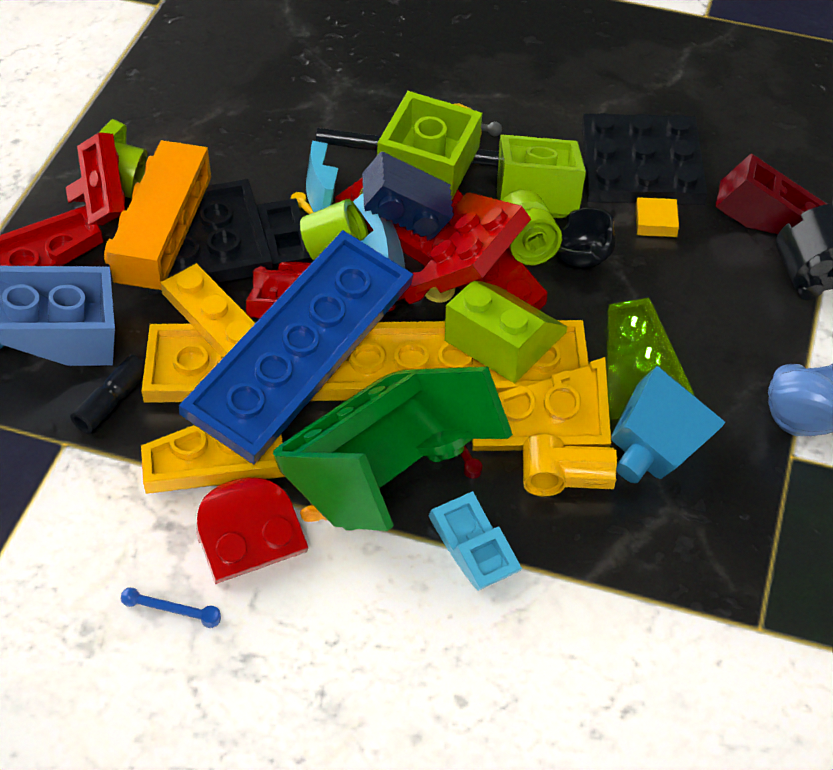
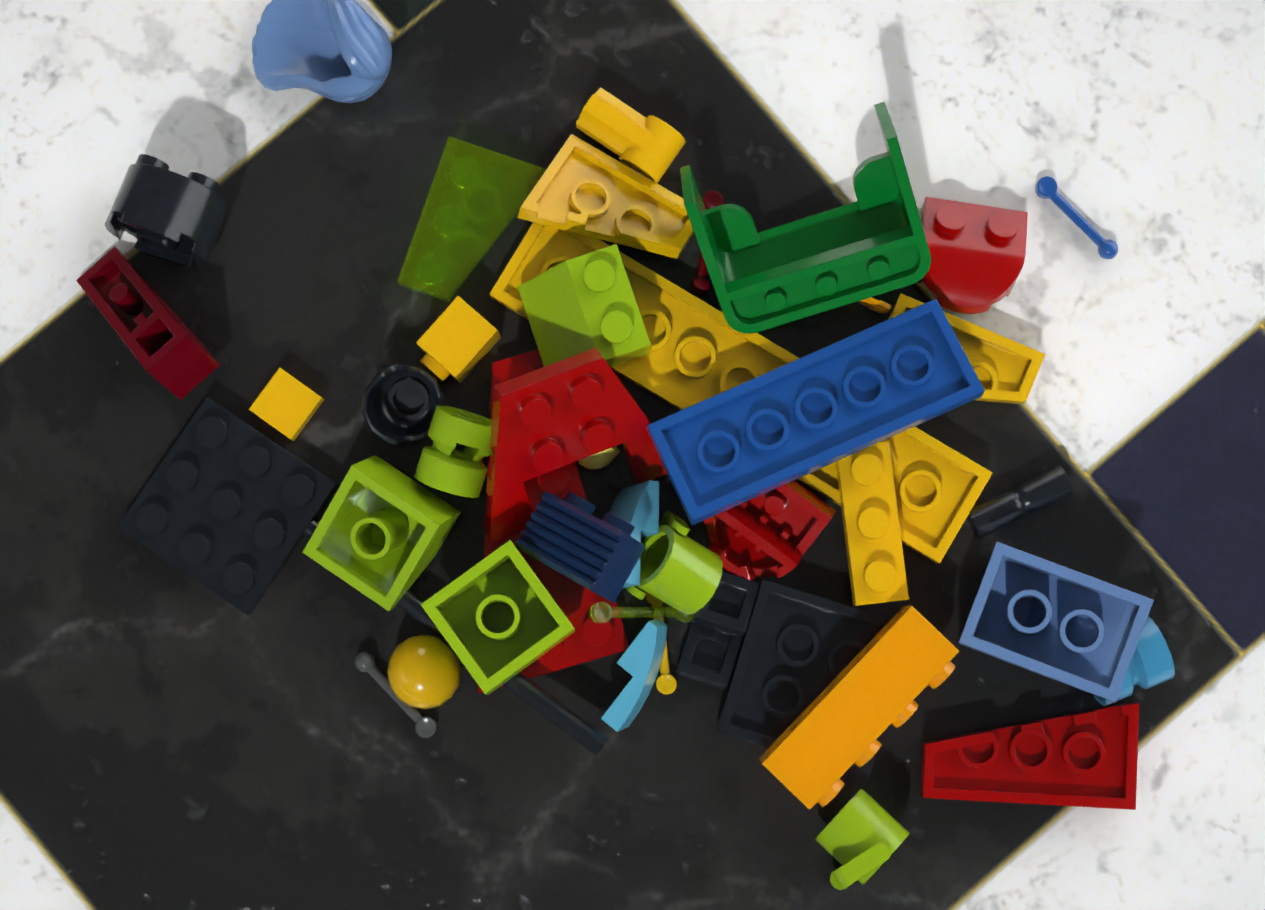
camera: 150 degrees left, 35 degrees up
(100, 180) = (906, 799): red hinge -> none
(473, 542) = (768, 116): medium azure slope -> none
(580, 289) = (457, 341): none -> yellow brick
(661, 427) = (520, 106): dark azure torso -> none

